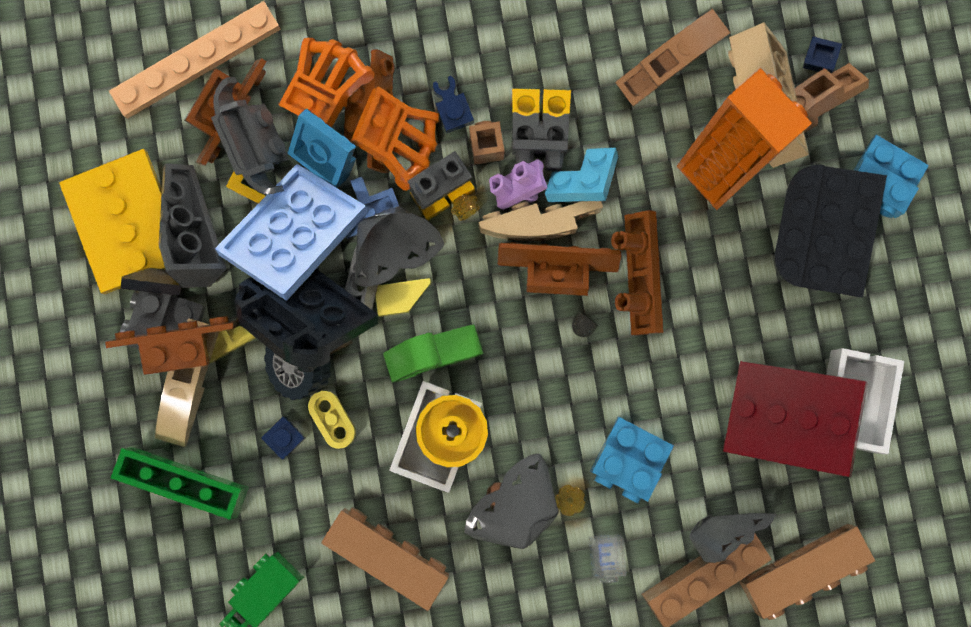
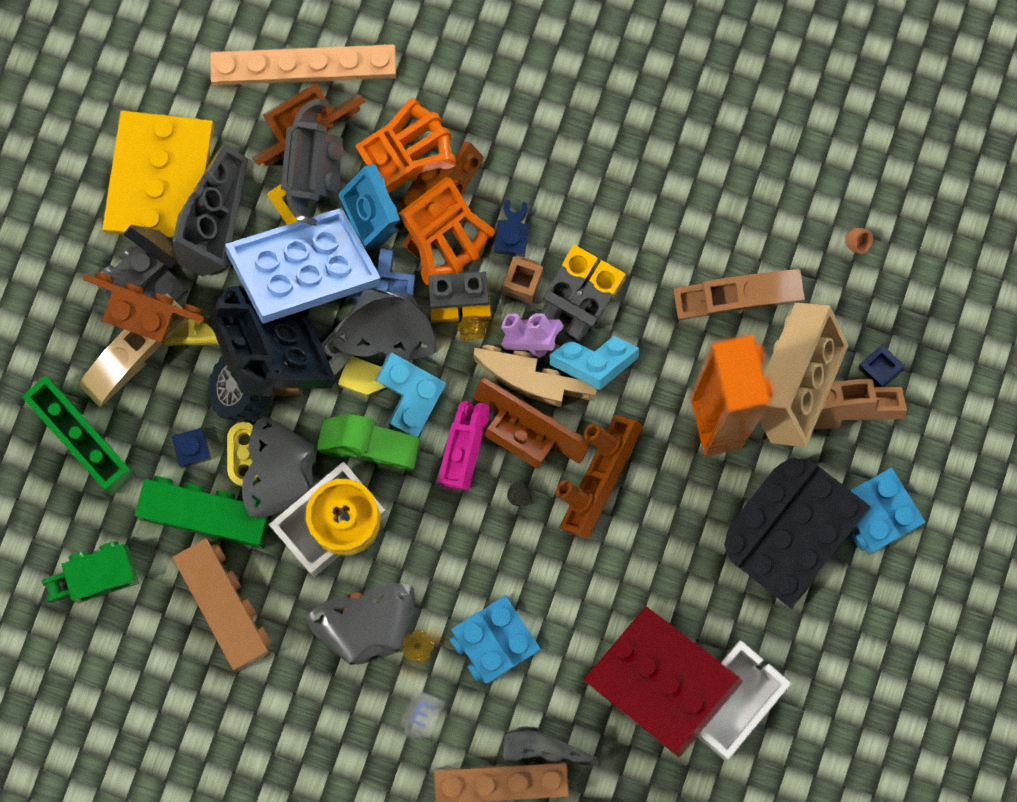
camera: 30 degrees right, 5 degrees down
(325, 489) = (200, 512): none -> green brick
(372, 413) = (282, 466): none -> dark grey piece
(451, 287) = (418, 393): none -> medium azure plate
(514, 310) = (463, 446): none -> dark pink hinge

